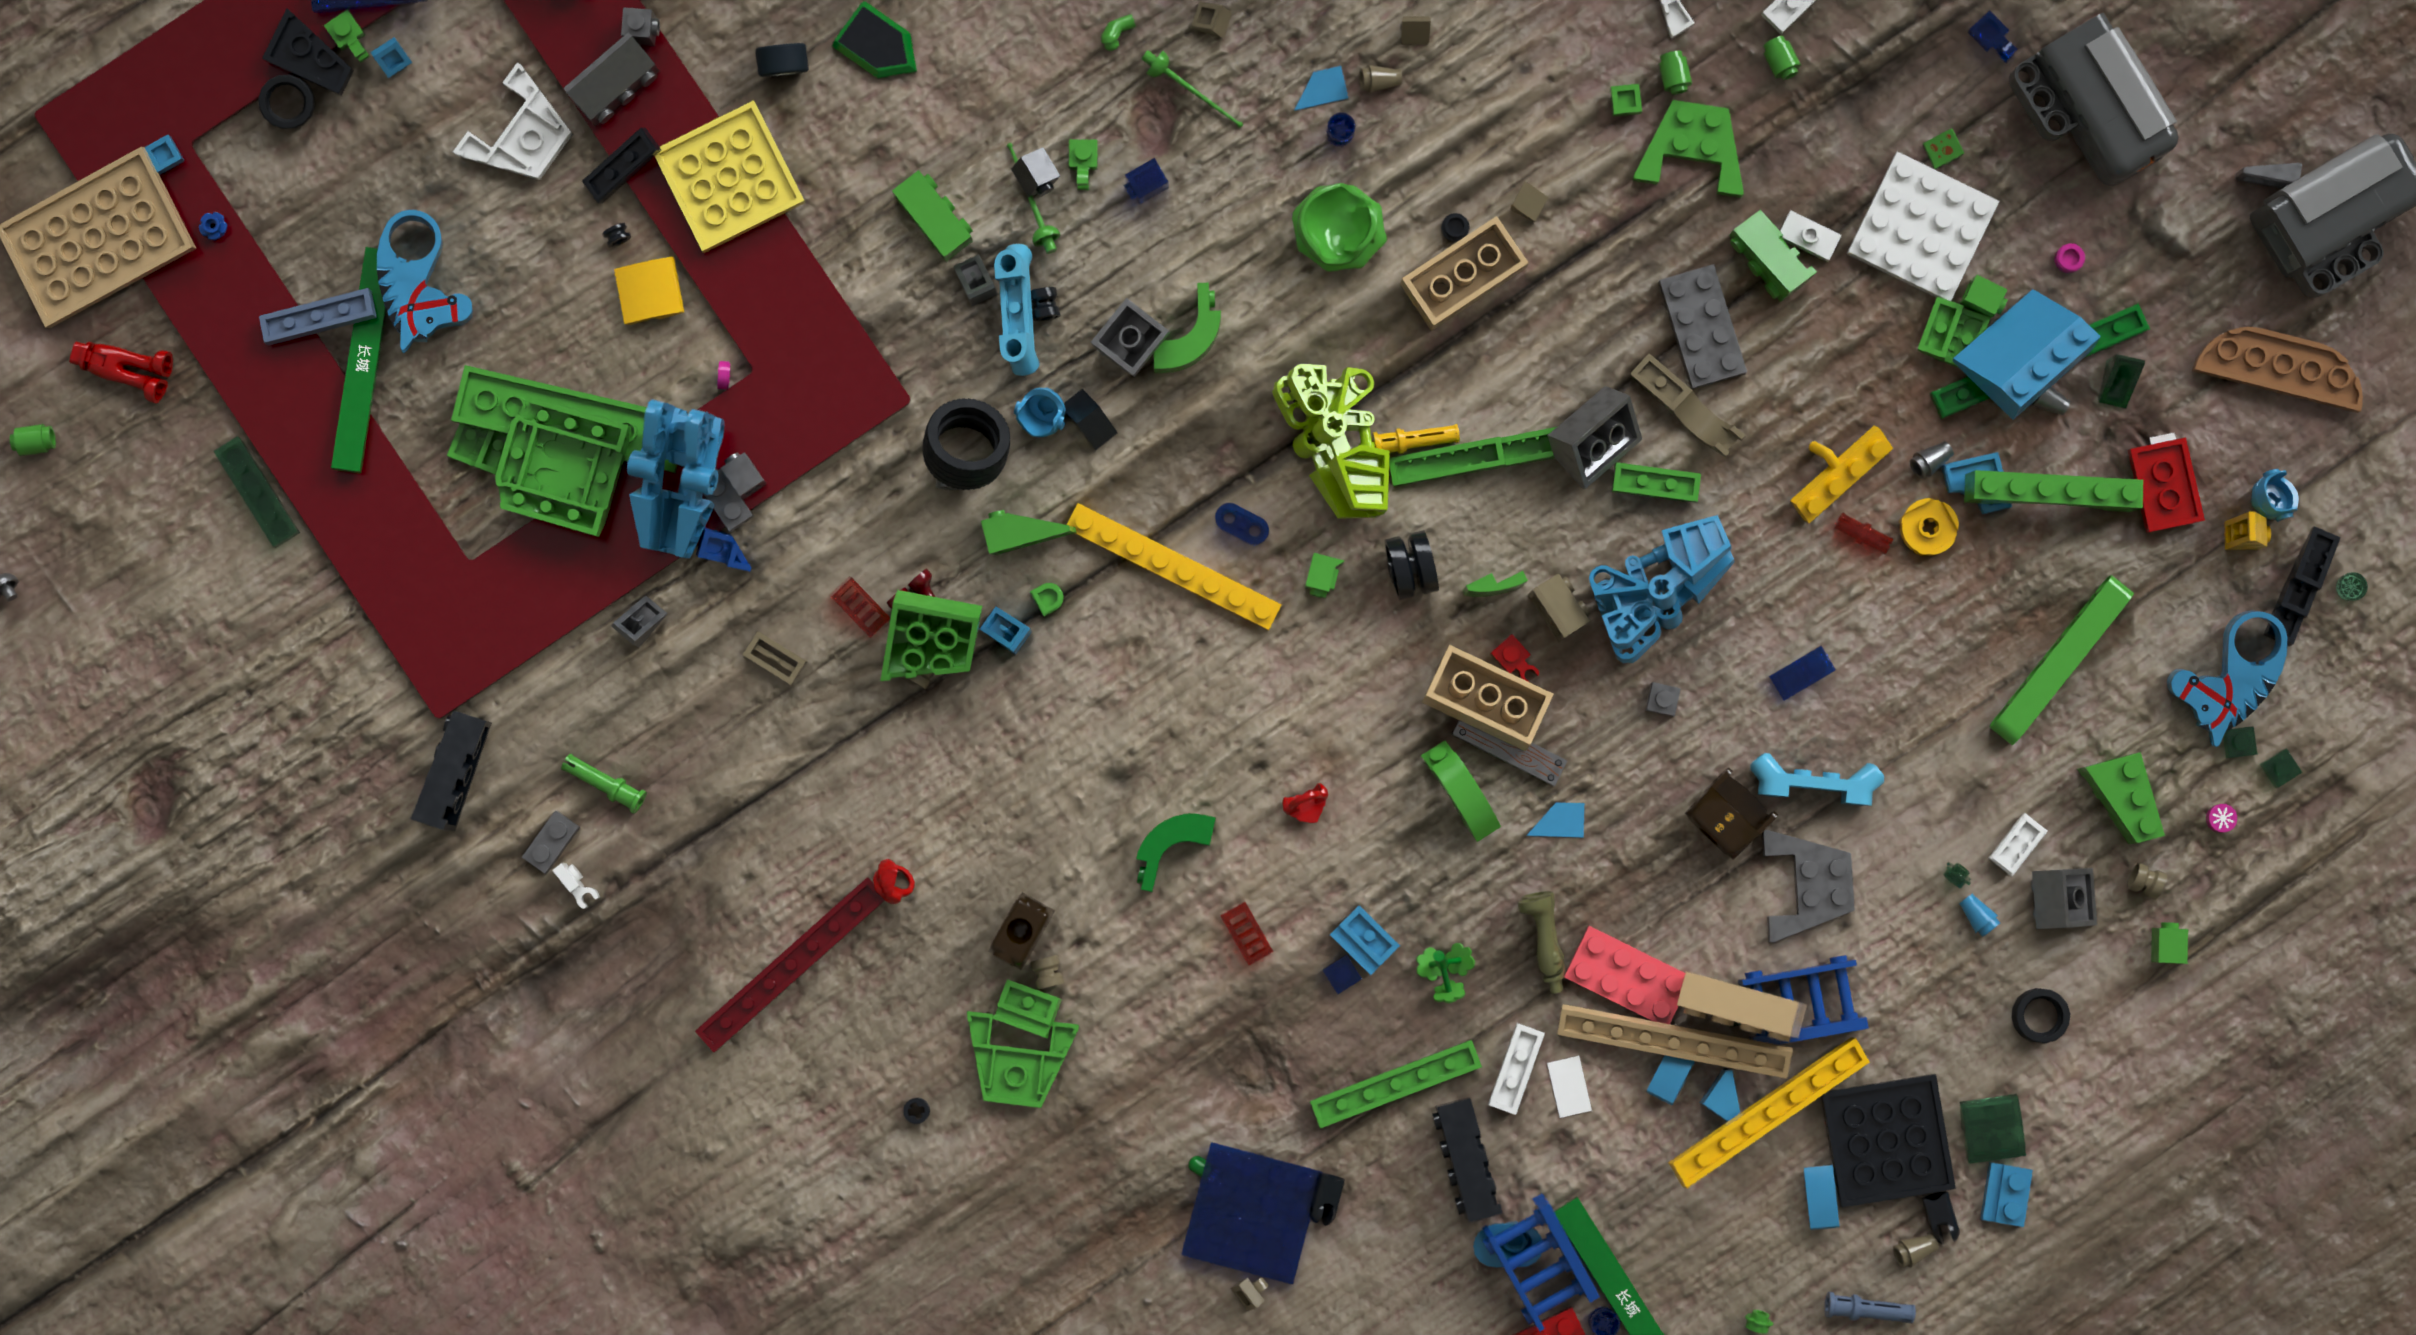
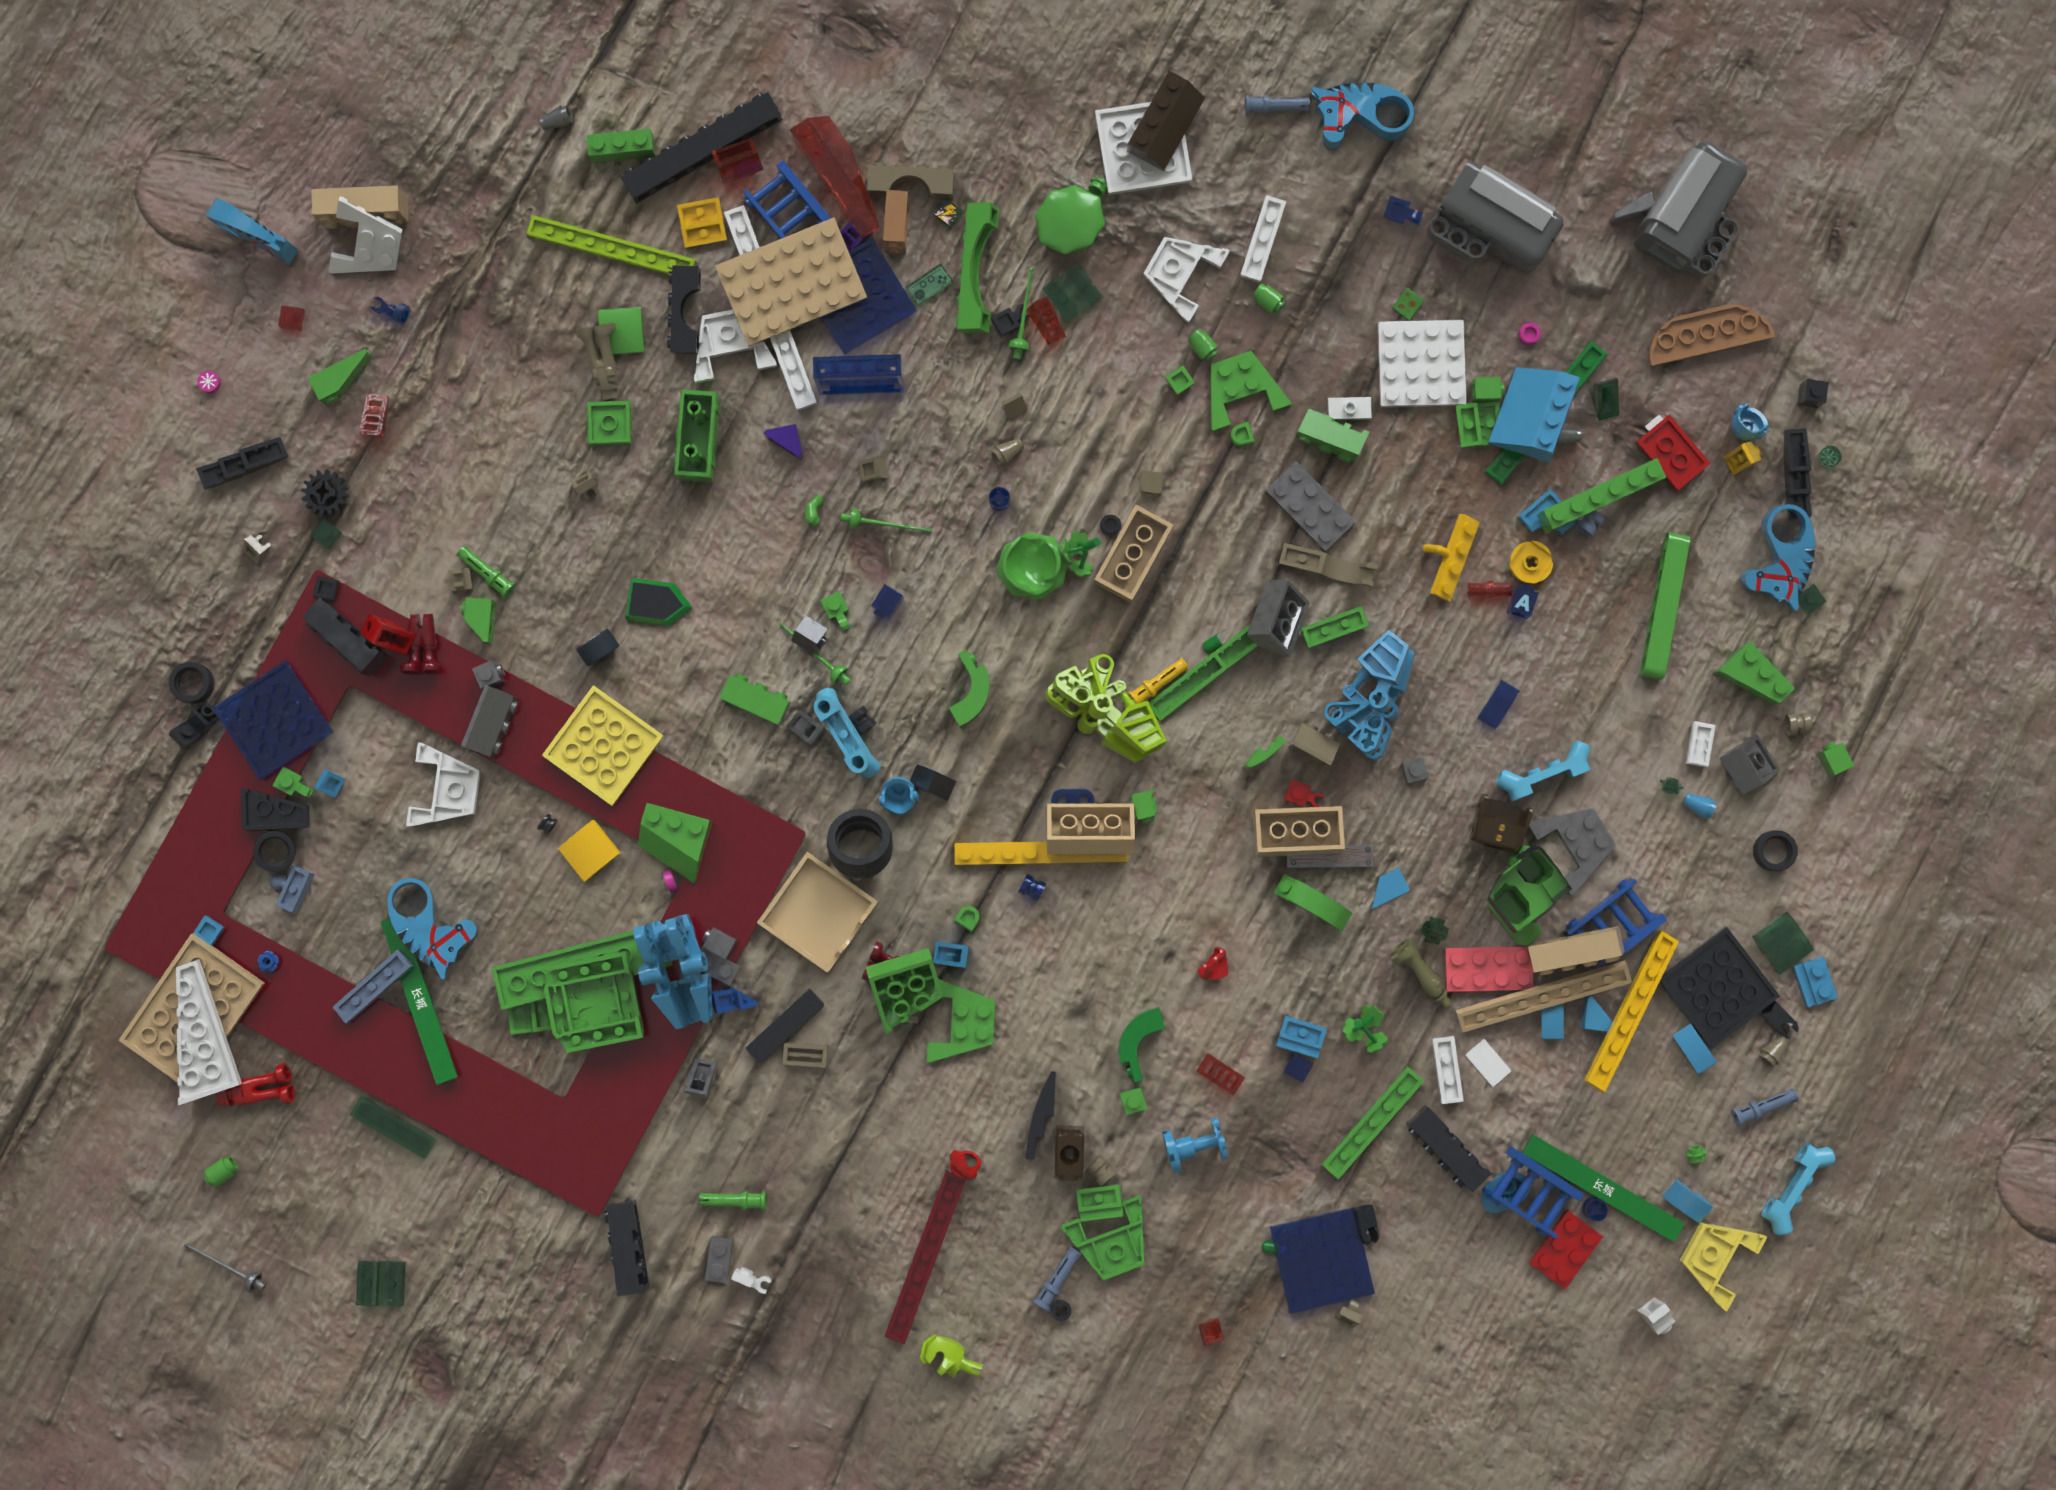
camera: 30 degrees left, 0 degrees up
(87, 281) = (202, 1046): none -> white wing
(148, 664) = (380, 1283): none -> clear green slope
(285, 156) = (293, 888): none -> sand blue plate
(621, 165) = (526, 775): black tile -> none
(755, 327) = (674, 838): none -> bright green wedge
(762, 1096) = (953, 1356): none -> lime piece
(769, 612) = (784, 1025): none -> black tile
(842, 589) = (826, 984): clear red slope -> none
(876, 500) = (817, 912): none -> tan piece
(919, 1078) = (1052, 1287): none -> sand blue pin
(986, 722) = (971, 1023): none -> bright green wing
(1013, 532) = (923, 884): bright green slope -> none
(1019, 863) = (1043, 1108): none -> black slope
(1077, 1227) = (1211, 1332): none -> clear red plate
(1128, 910) = (1133, 1100): none -> bright green brick
(1130, 337) = (932, 714): flat silver slope -> none
(1140, 601) = (1032, 887): none -> clear blue wheel
(1160, 997) = (1185, 1147): none -> dark azure piece
(1244, 567) = (1090, 829): none -> tan brick
(1323, 88) = (973, 476): dark azure sticker -> none
(1407, 232) = (1081, 545): none -> bright green plant
(1407, 566) = (1198, 771): black wheel -> none
(1503, 428) = (1213, 643): none -> green piece
(1587, 898) = (1434, 930): none -> clear green gear
(1666, 202) = (1242, 435): none -> bright green tile
(1716, 909) = (1526, 893): none -> bright green piece
(1894, 567) = (1522, 601): none -> clear blue brick
(1929, 460) = (1508, 517): flat silver cone -> none
(2023, 516) = (1590, 523): none -> sand blue wheel
(2221, 818) = (1824, 656): dark pink tile -> none
(2280, 768) = (1846, 602): clear green plate -> none
(2370, 501) = (1813, 393): none -> black brick

